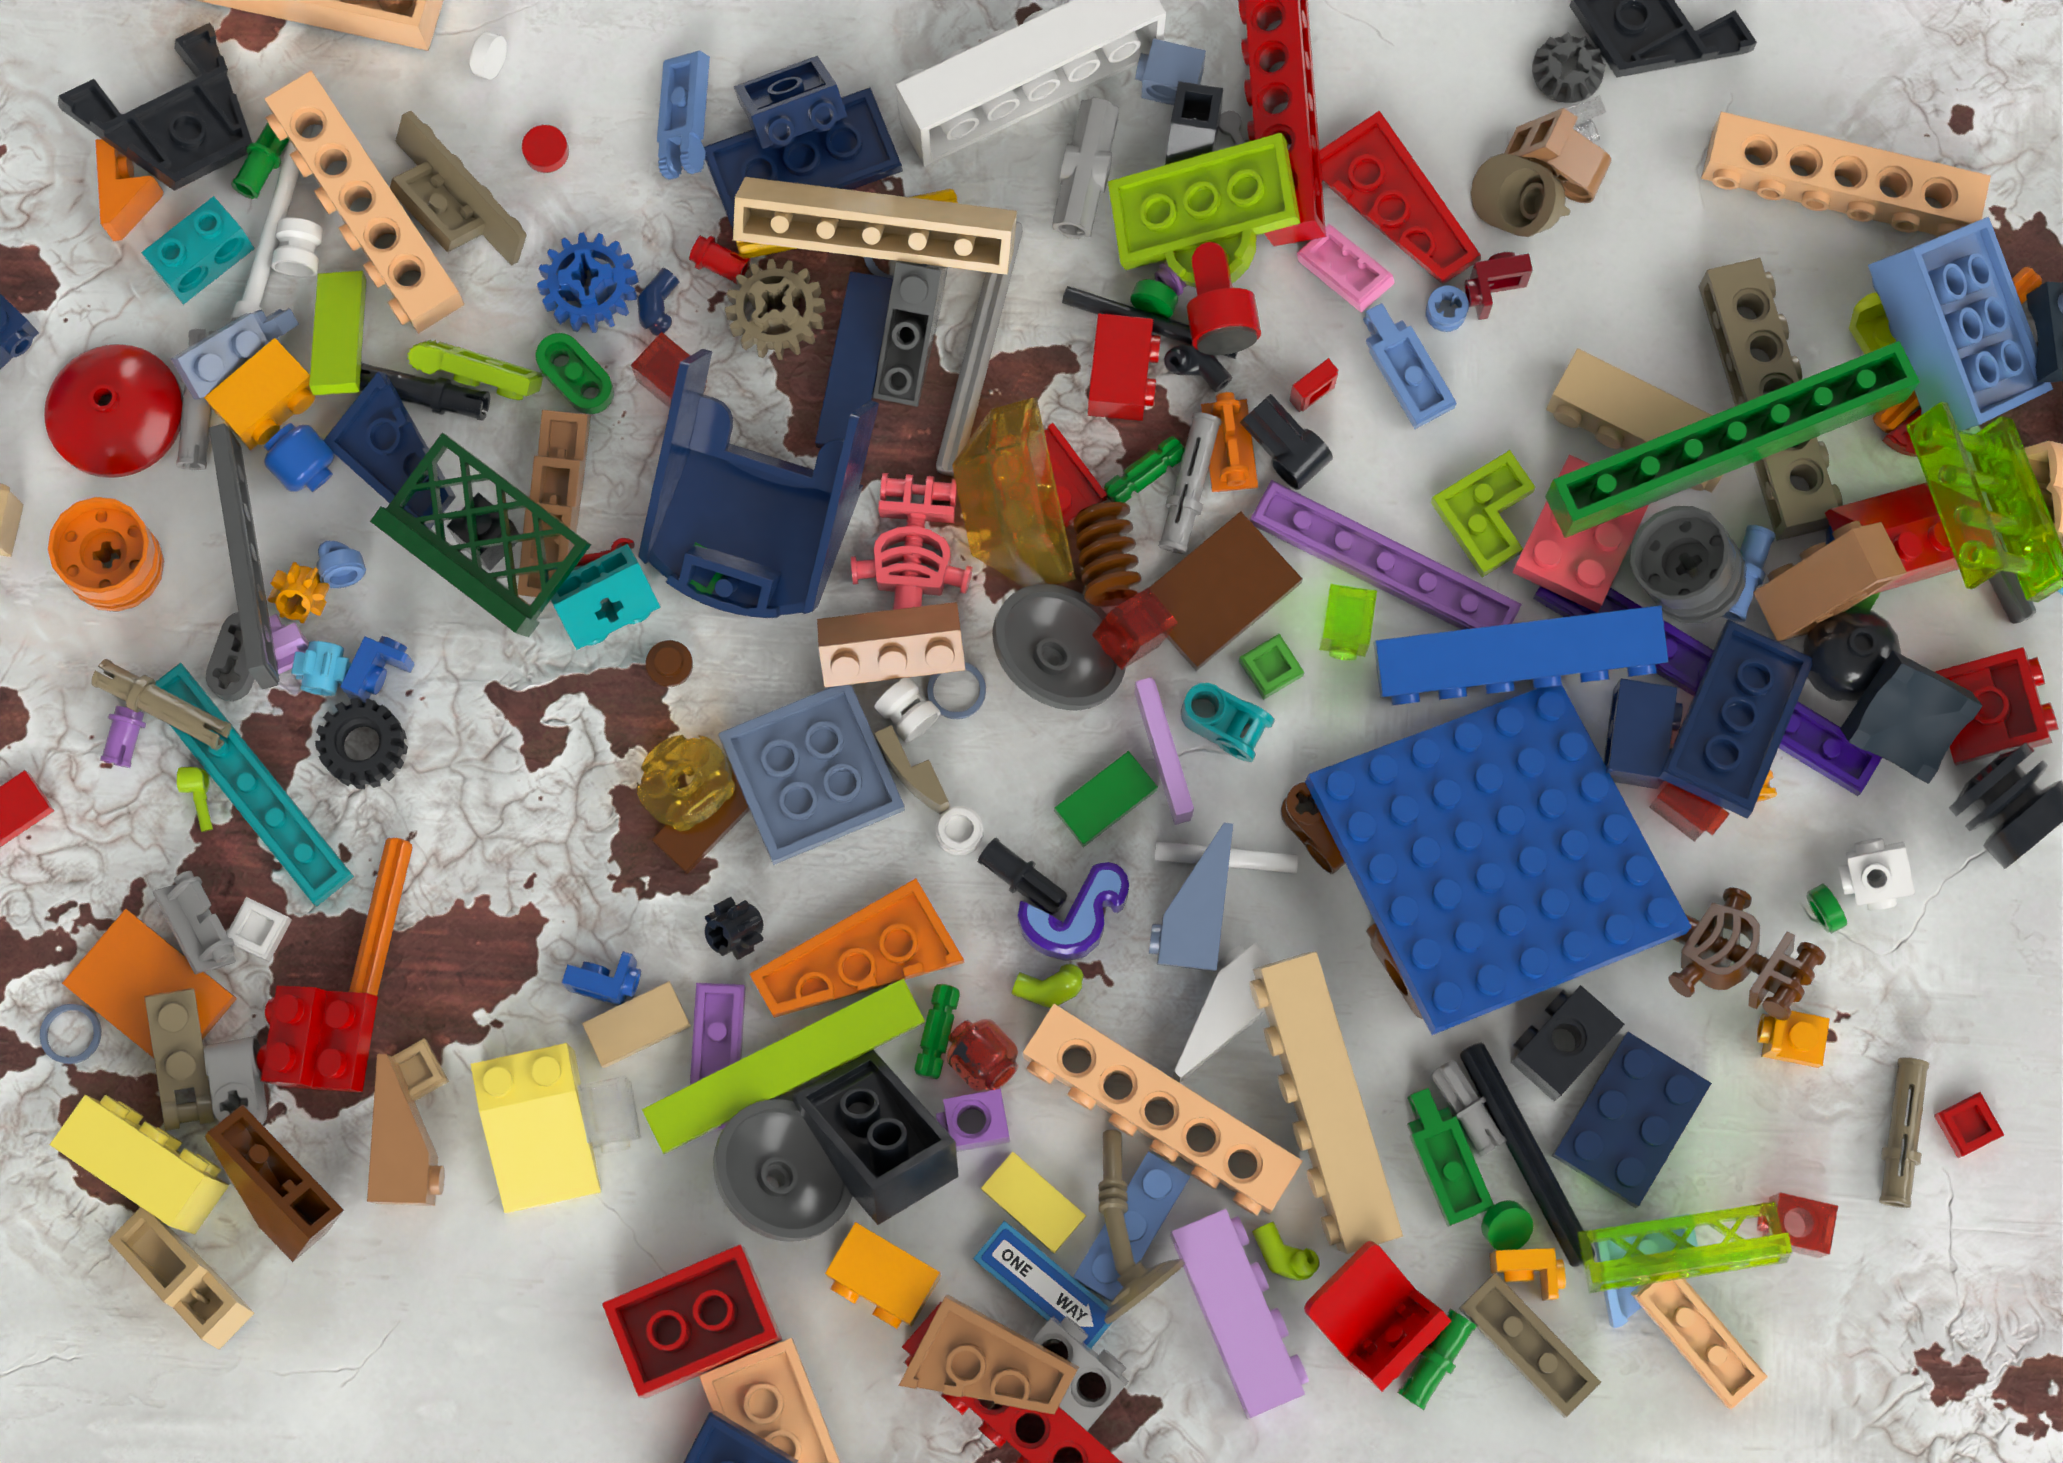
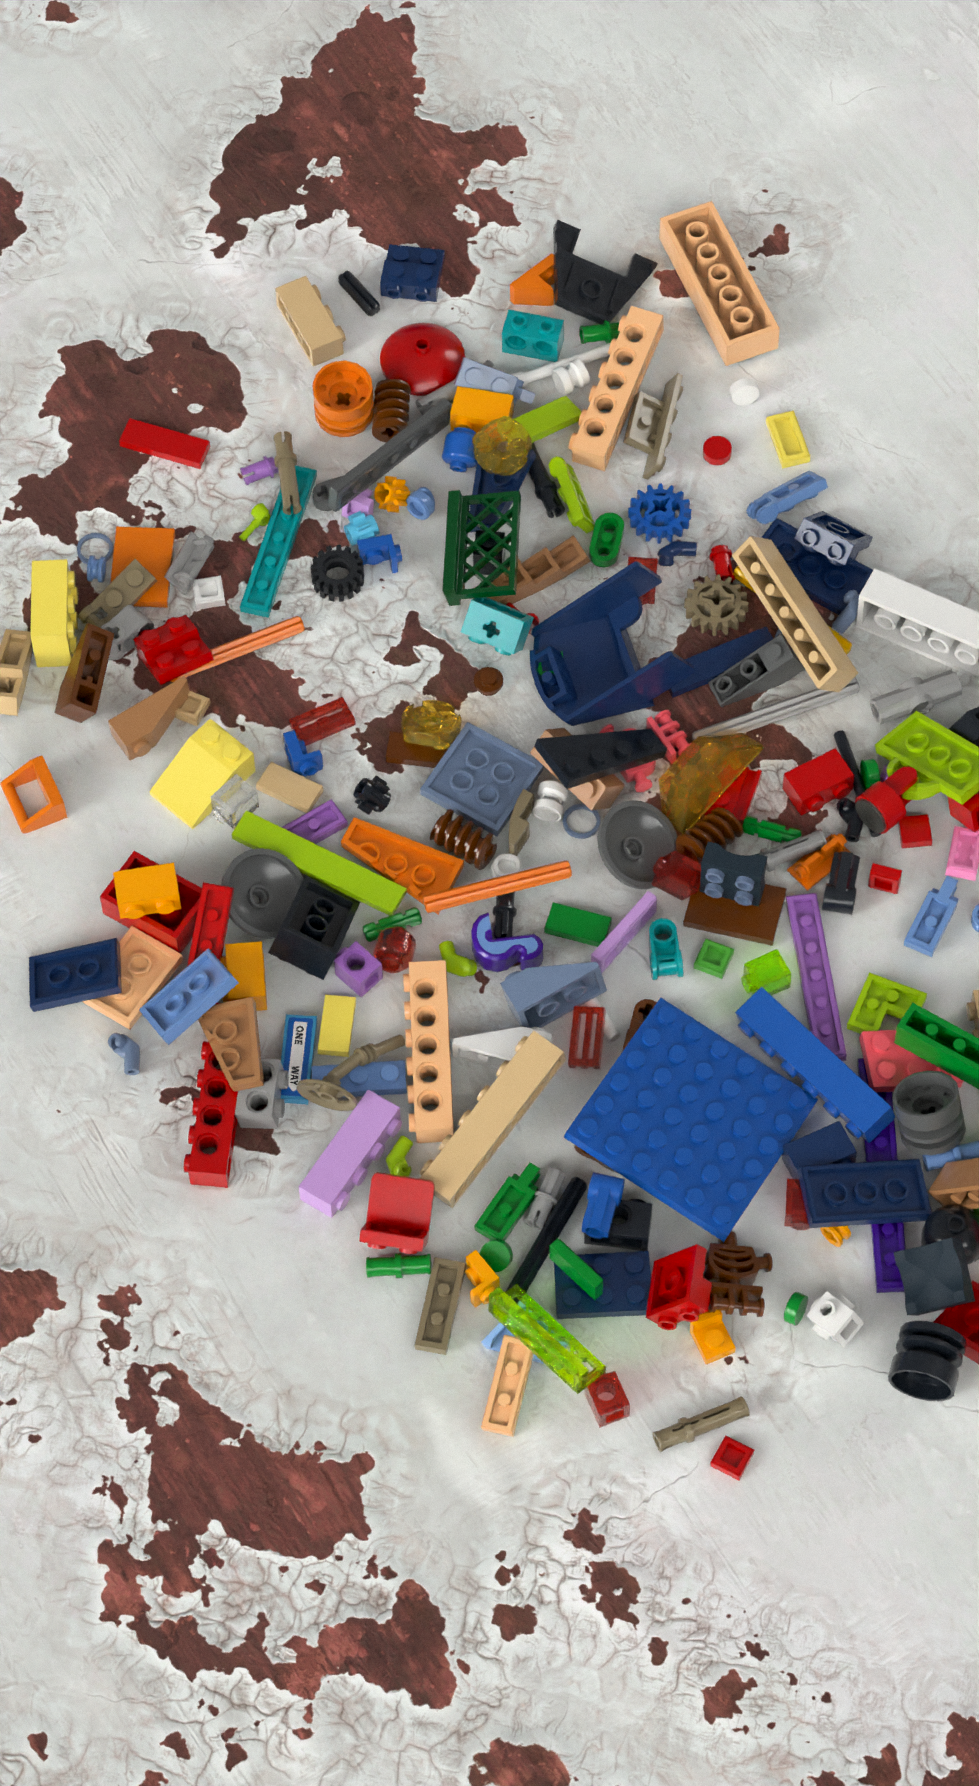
camera: 55 degrees right, 15 degrees down
(108, 1054) = (96, 569): none -> medium blue bush
(166, 505) = (390, 408): none -> reddish brown piece
(367, 389) = (489, 438): none -> clear yellow plate
(441, 1354) = (53, 812): none -> orange tile
(562, 955) = (323, 726): none -> clear red tile
(595, 53) = (788, 439): none -> light yellow tile
(687, 1332) = (147, 891): none -> light orange brick
(810, 1298) = (211, 920): none -> red tile
(876, 1377) = (188, 996): none -> medium blue tile
(884, 855) = (463, 841): none -> reddish brown piece
(904, 611) = (598, 755): none -> black wing
(912, 159) = (849, 614): none -> sand blue arm
(991, 864) = (497, 886): none -> orange axle
(1188, 572) = (732, 875): none -> black brick
(1246, 872) = (585, 1062): none -> clear red tile
(1273, 302) = (915, 831): none -> red tile
(1540, 1039) = (603, 1196): none -> blue piece
(1611, 1142) = (576, 1269): none -> green tile
(1720, 1034) = (678, 1288): none -> red plate

